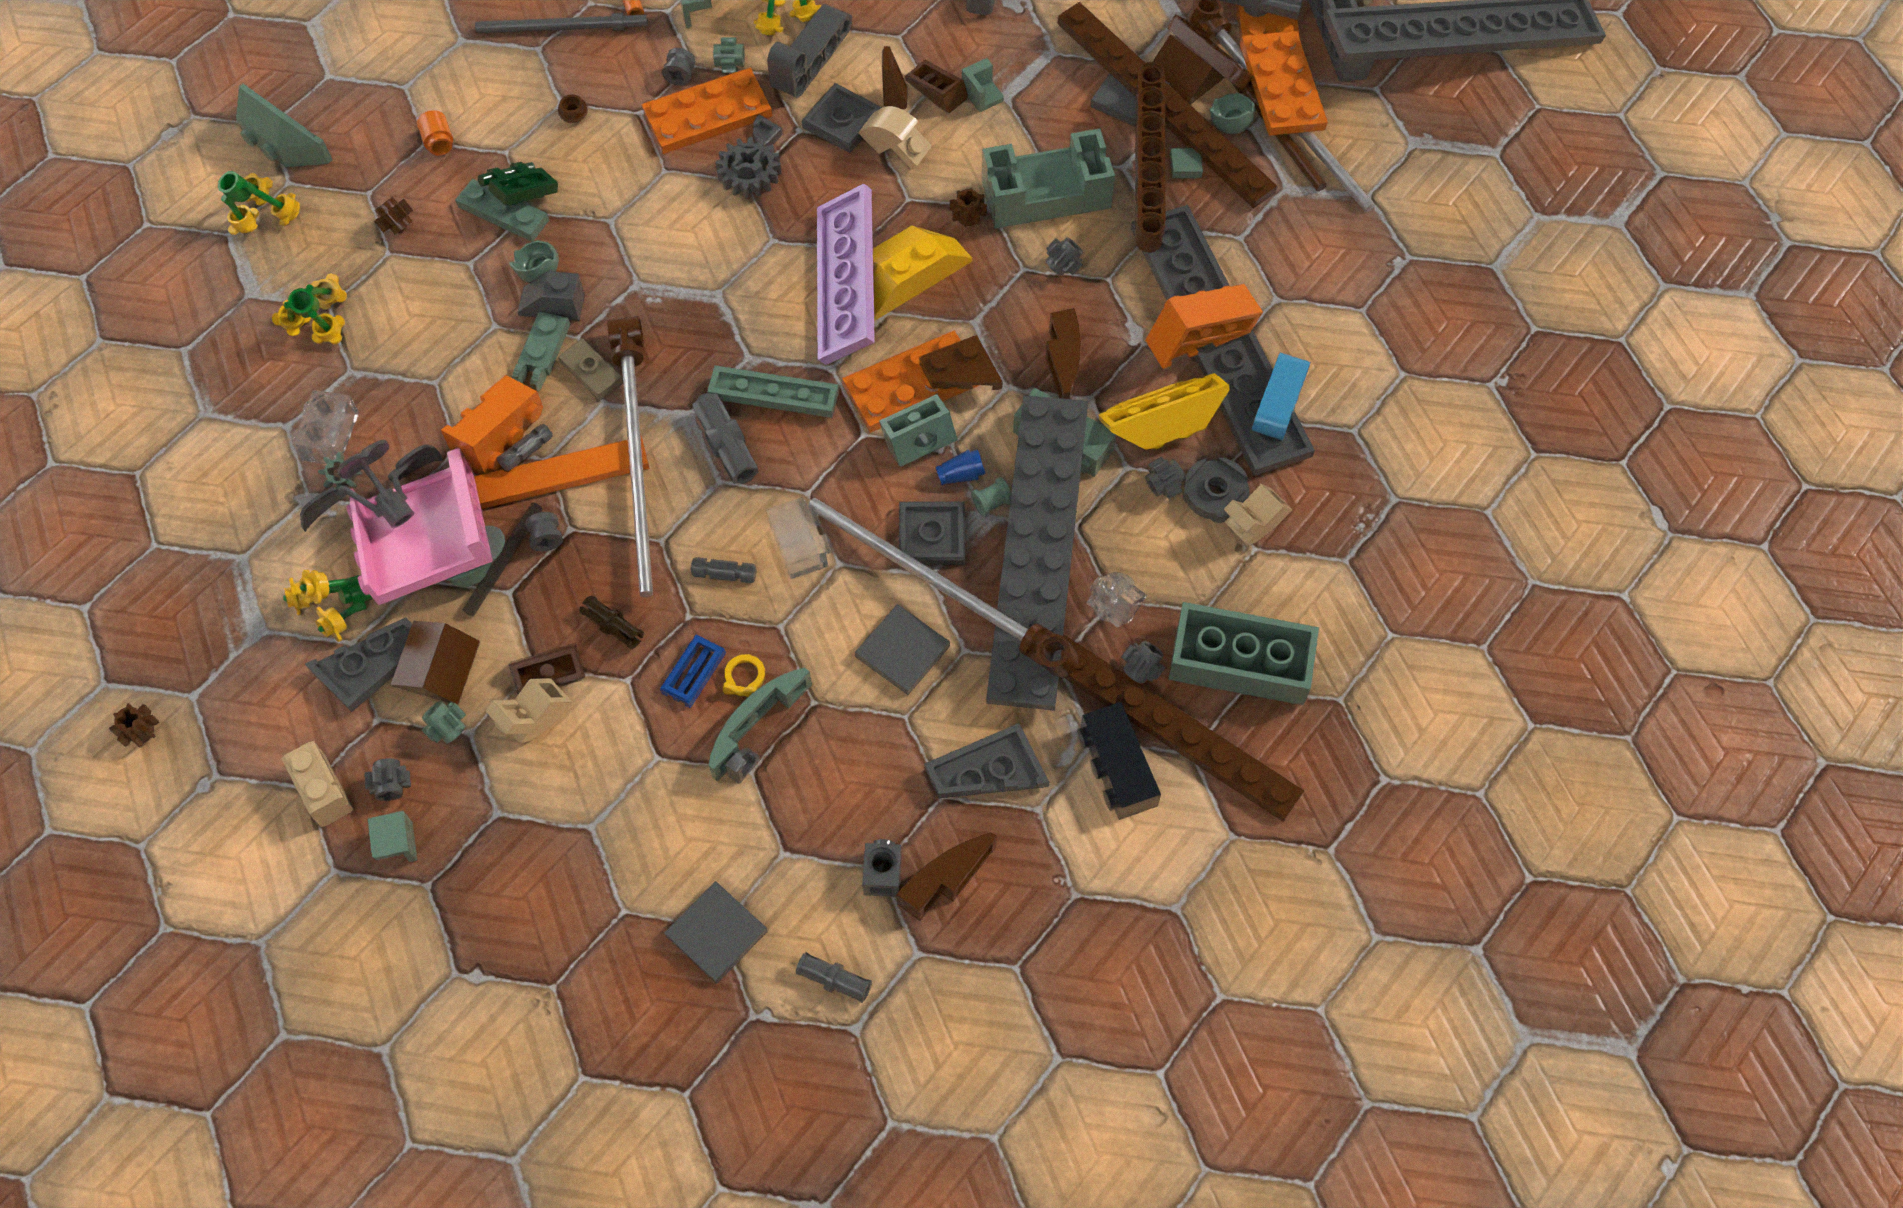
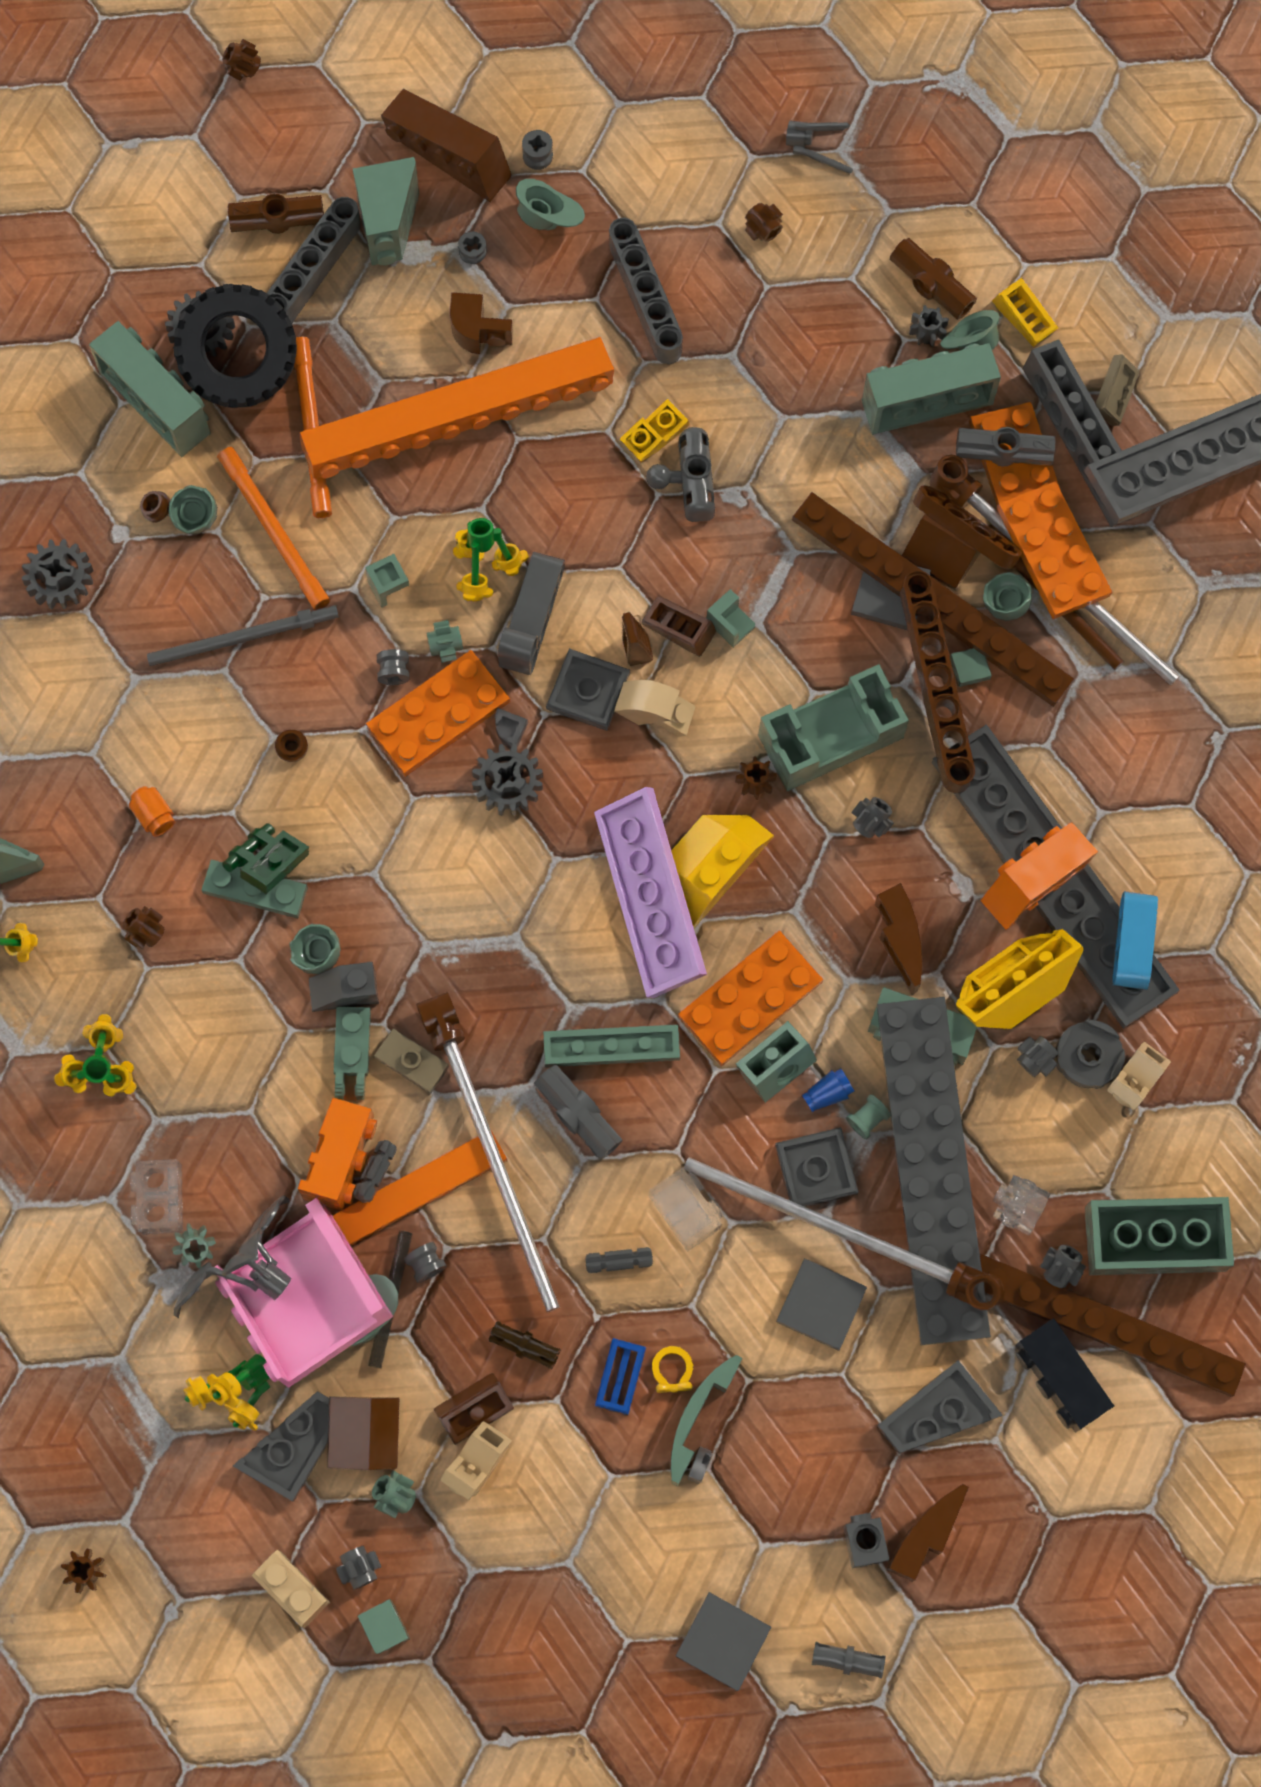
camera: 15 degrees left, 10 degrees up
(960, 366) = (800, 976): reddish brown wing -> none

